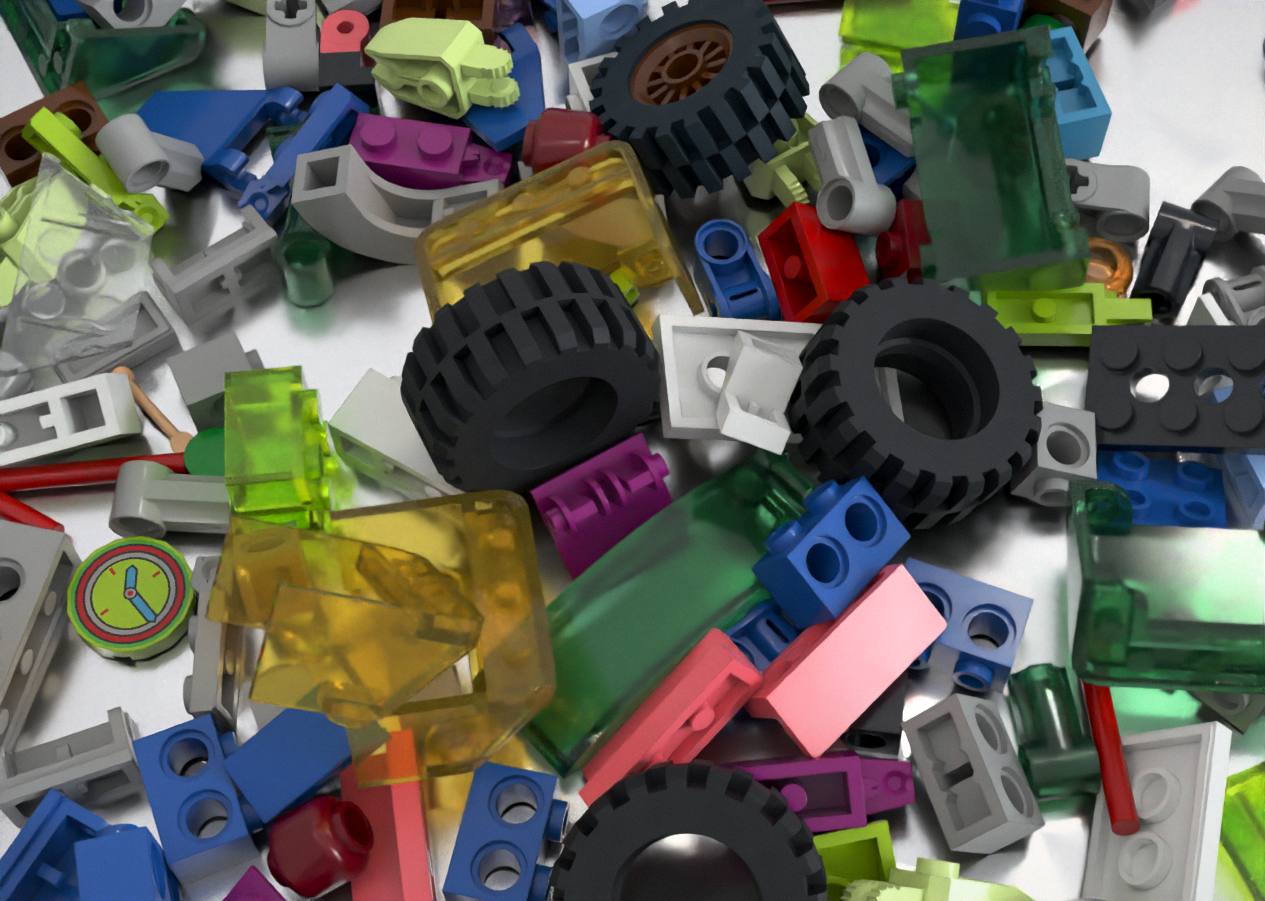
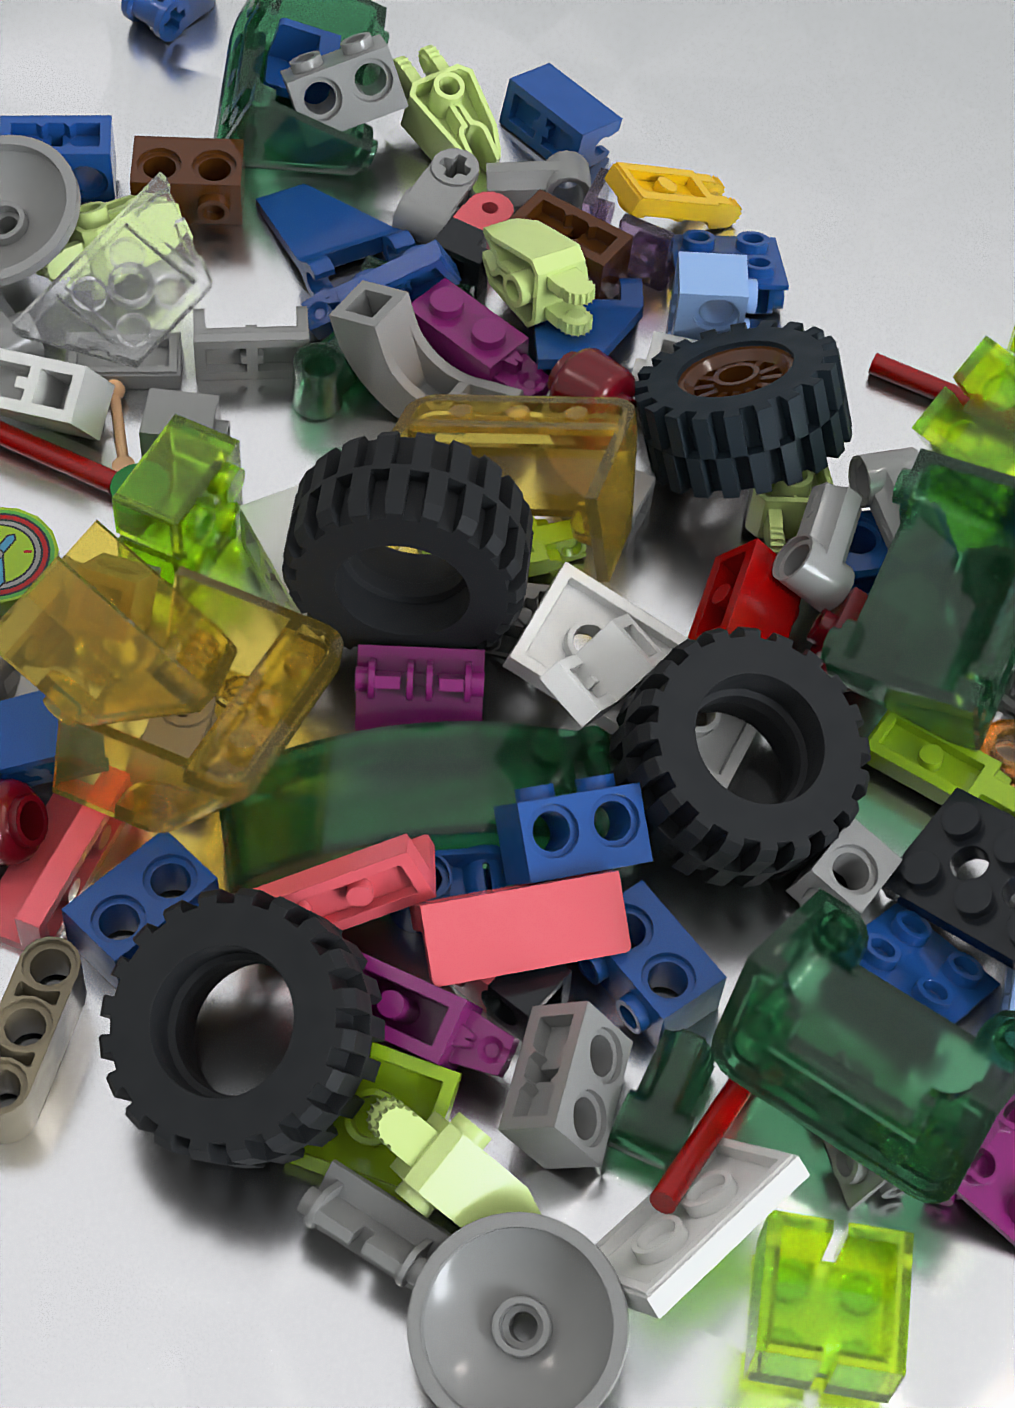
camera: 25 degrees right, 5 degrees down
(63, 138) = (185, 175): lime hinge -> none
(148, 158) = (247, 226): light grey piece -> none
(157, 500) = (68, 495): light grey piece -> none
(732, 285) = (669, 585): blue piece -> none

